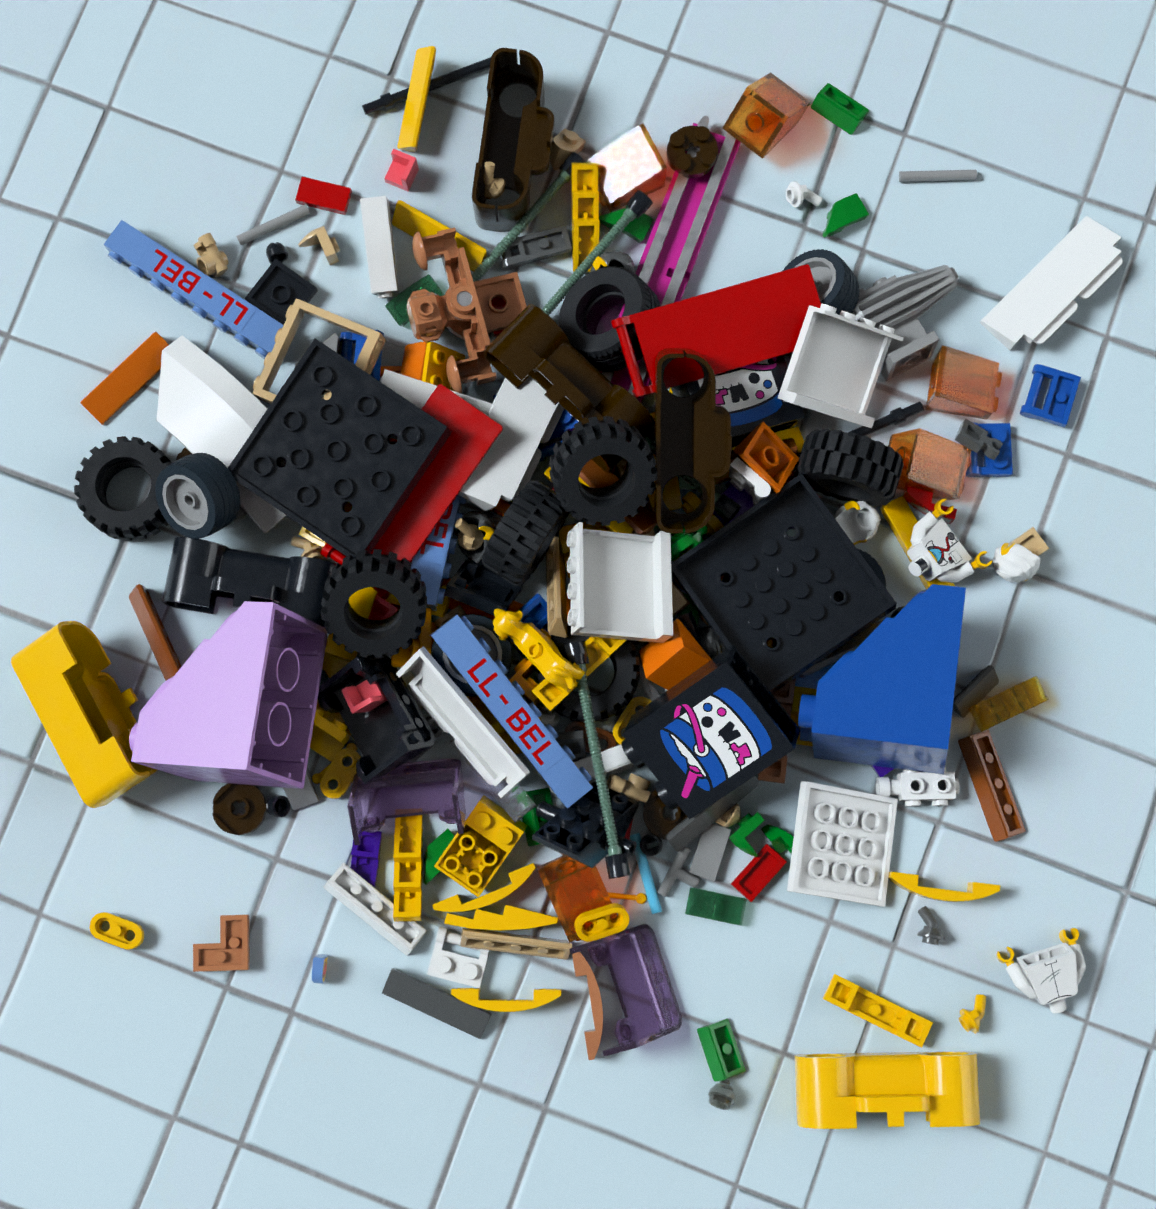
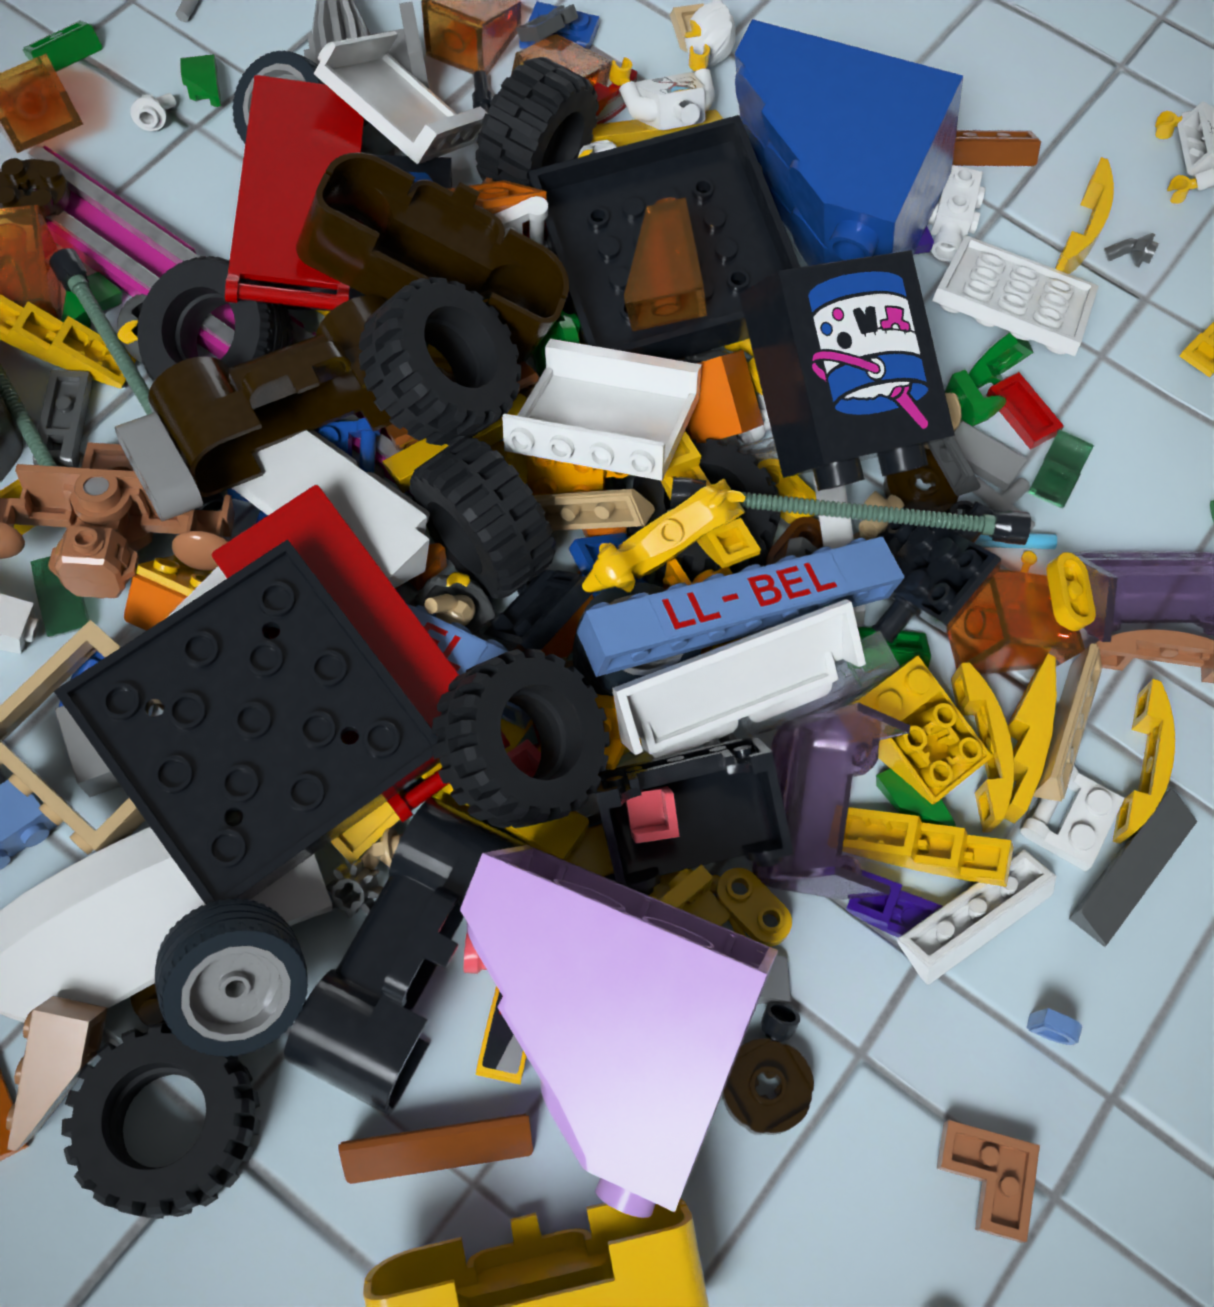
camera: 80 degrees left, 15 degrees down
(145, 421) = (59, 1043): none -> slope
(281, 541) = (363, 881): none -> dark grey gear
(483, 330) = (159, 466): none -> light grey beam
(742, 591) = (665, 269): none -> clear orange slope

